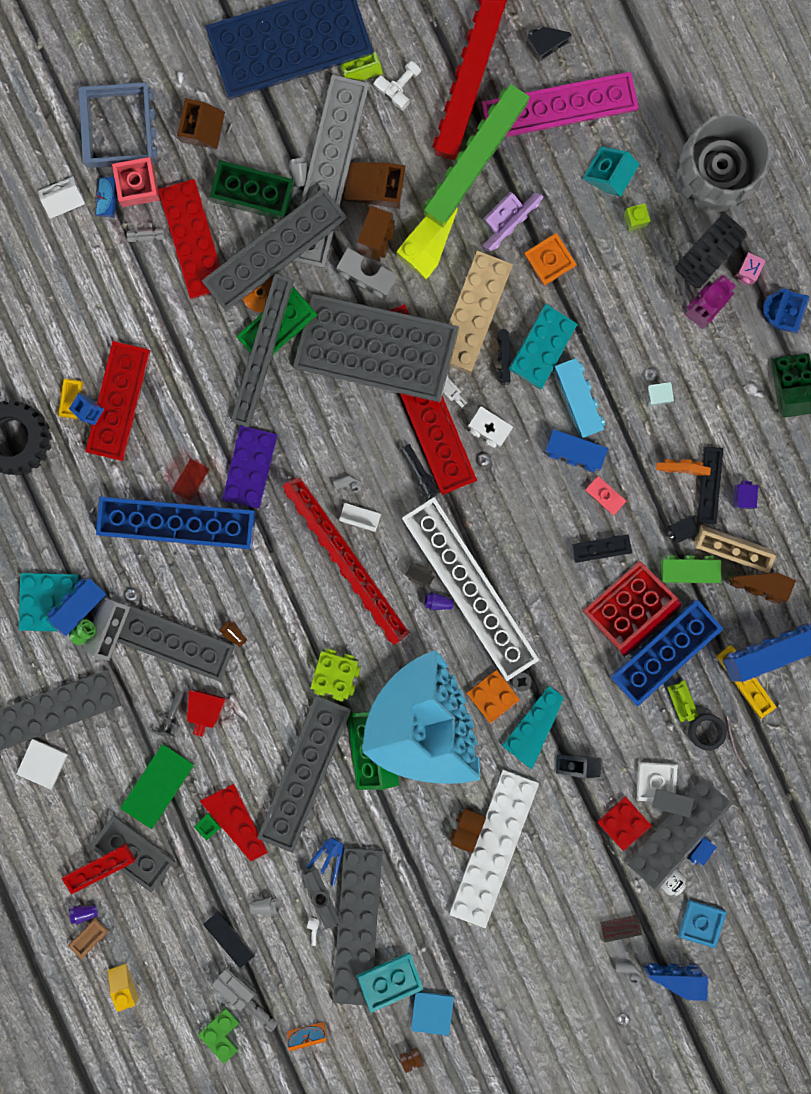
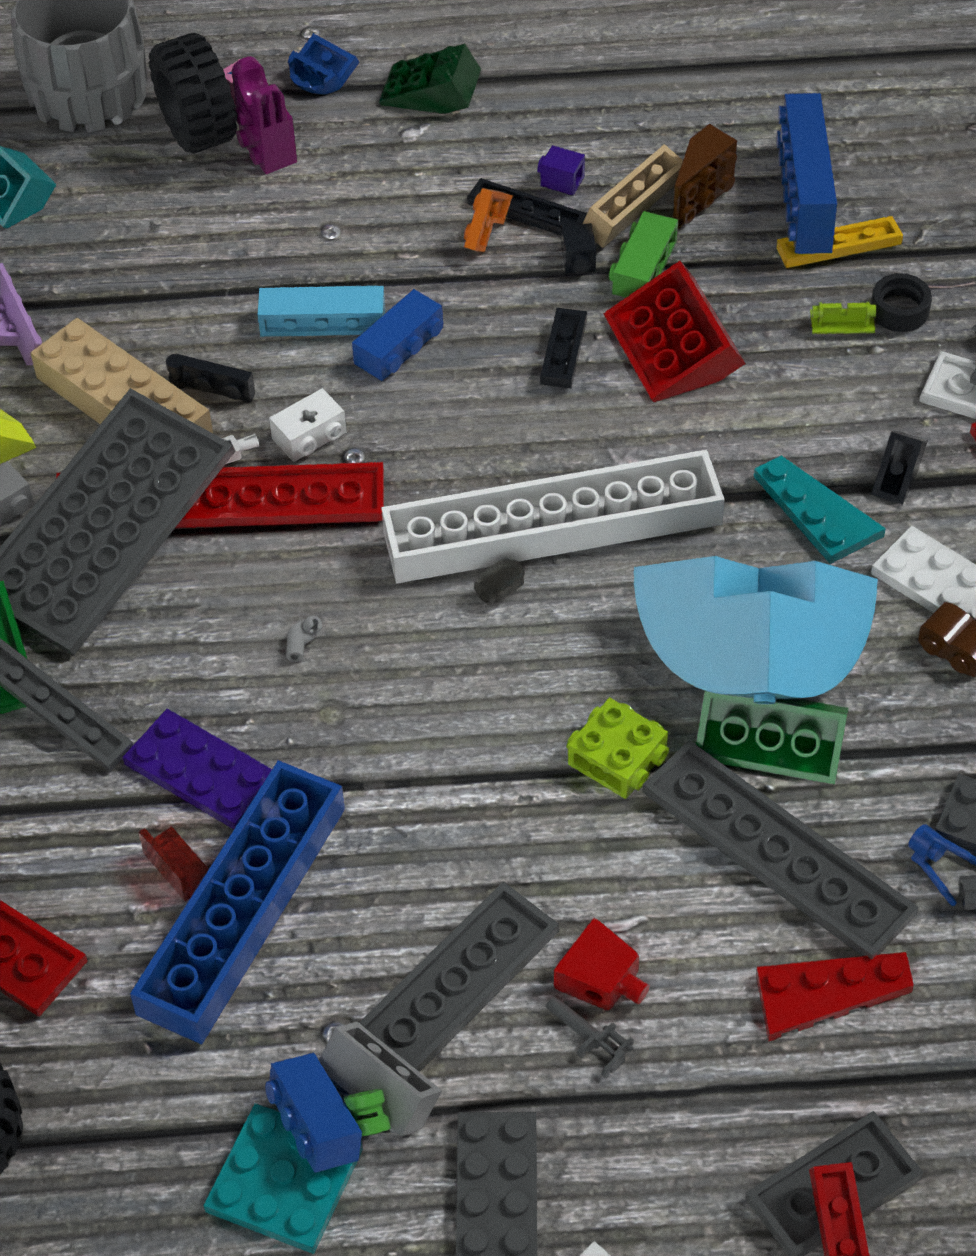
camera: 65 degrees left, 35 degrees down
(157, 786) = (717, 1102): green tile -> none
(207, 826) = (823, 1036): green plate -> none
(232, 633) = (476, 881): reddish brown cone -> none
(344, 557) = (415, 666): red plate -> none
(360, 517) = (367, 637): white panel -> none
(407, 451) = (347, 531): black pin -> none
(437, 602) = (554, 573): dark purple cone -> none
(493, 696) = (745, 541): orange plate -> none
(519, 683) = (736, 500): dark grey wheel -> none
(543, 346) = (220, 326): teal plate -> none
(550, 259) = (96, 288): orange plate -> none
(605, 495) = (484, 325): coral plate -> none
(636, 217) = (96, 177): lime brick -> none
(660, 394) = (367, 214): light aqua panel -> none
(666, 652) = (759, 312): blue brick -> none

